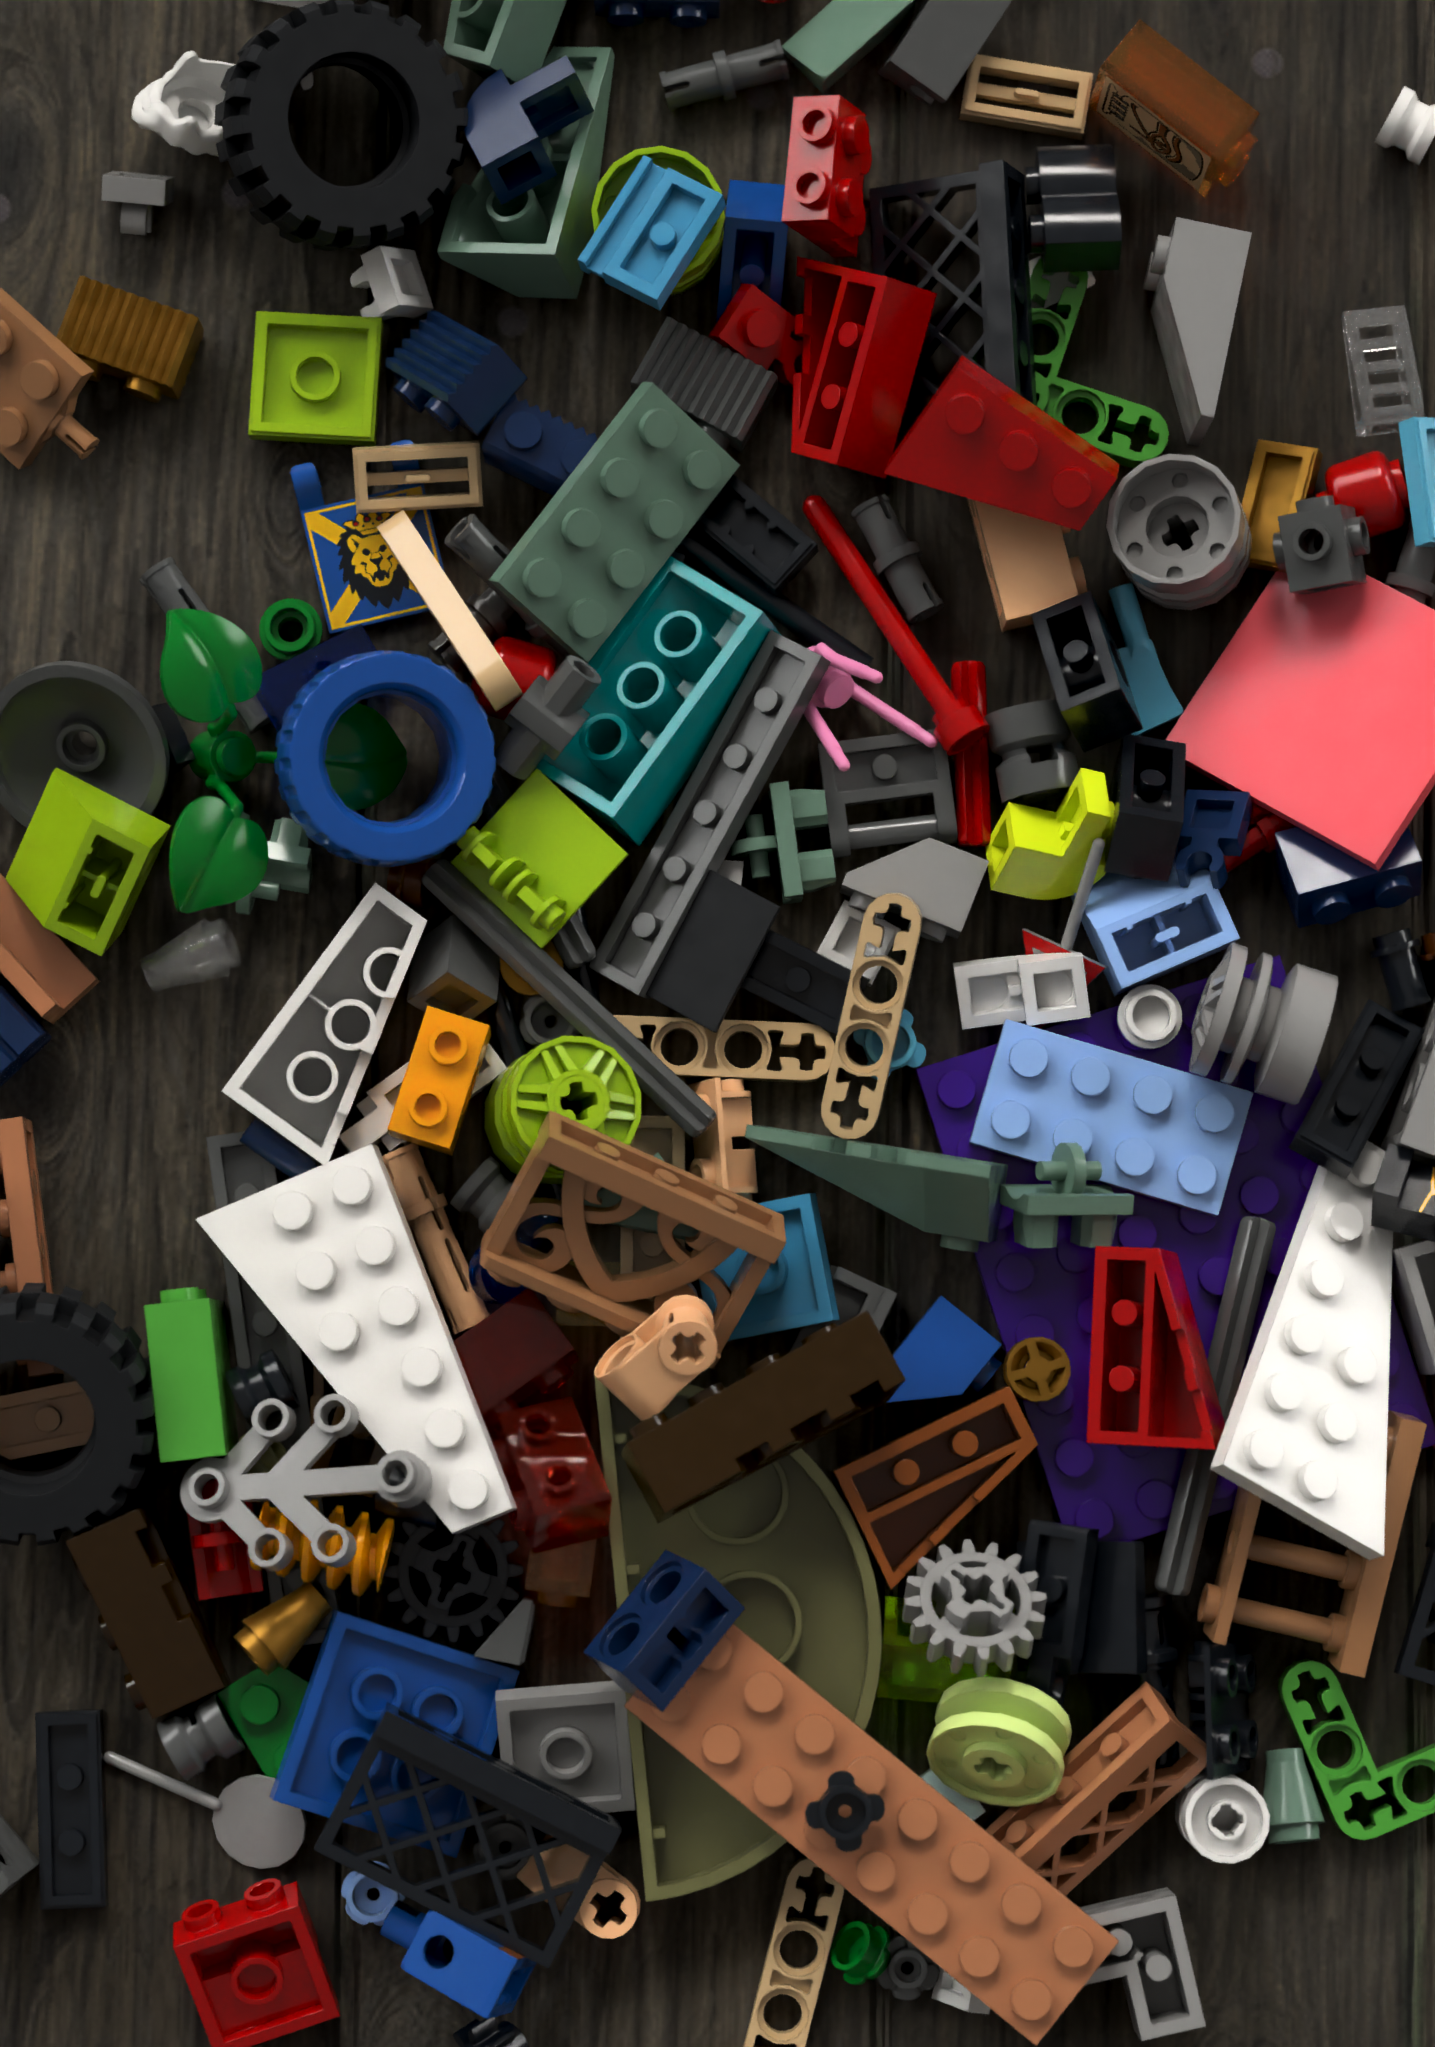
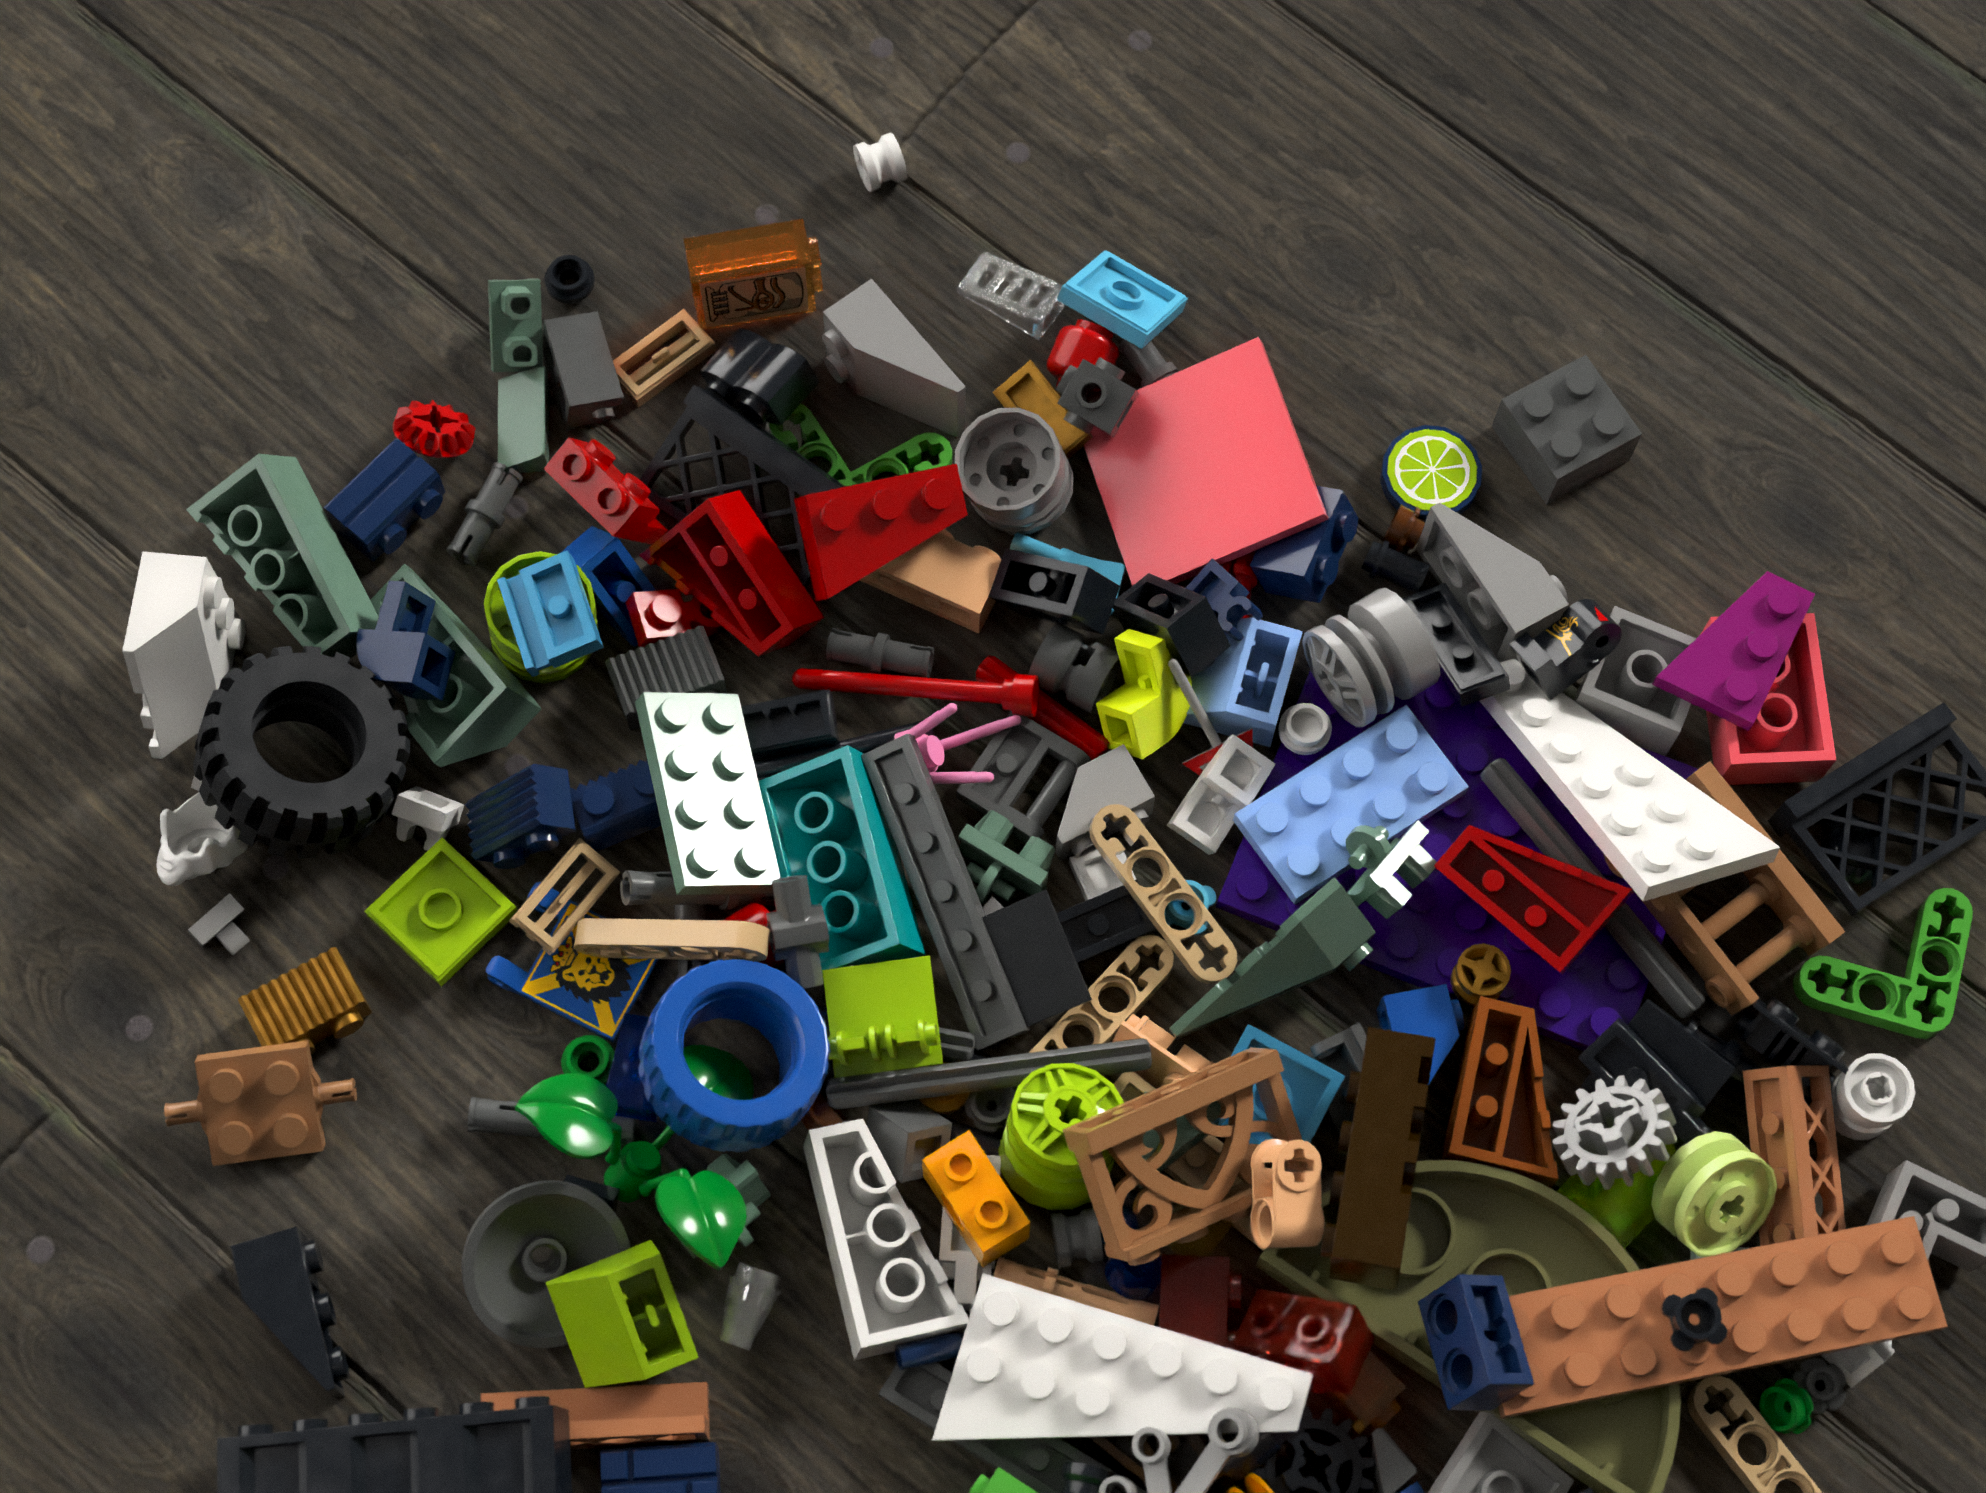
camera: 50 degrees left, 15 degrees down
(1290, 1798) = (1874, 1038): sand green cone -> none

